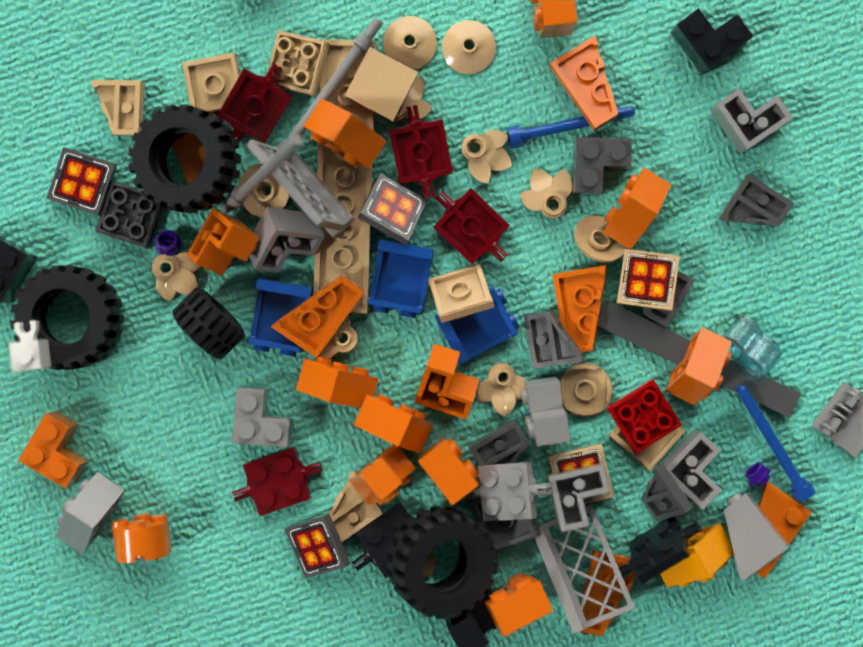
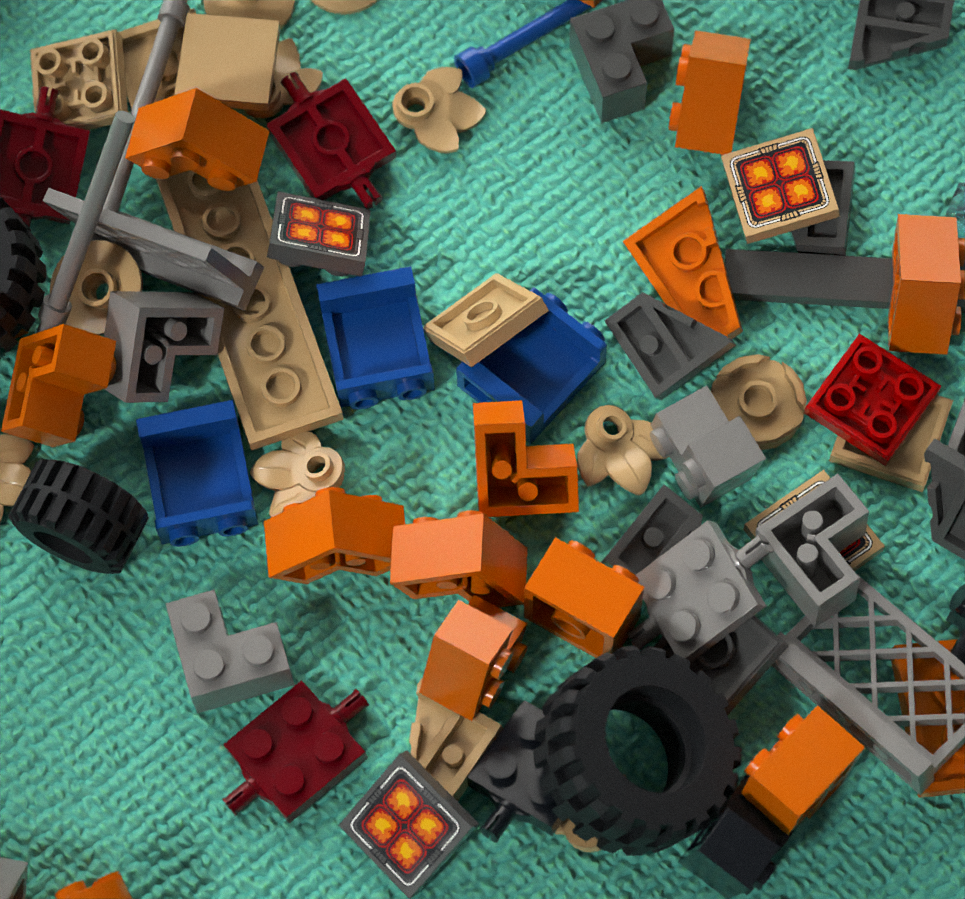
camera: 20 degrees left, 20 degrees down
(320, 316) = (265, 437): orange wing -> none
(471, 226) = (459, 220): dark red plate -> none
(545, 189) = (556, 127): tan plate -> none
(594, 242) = (672, 166): tan dish -> none

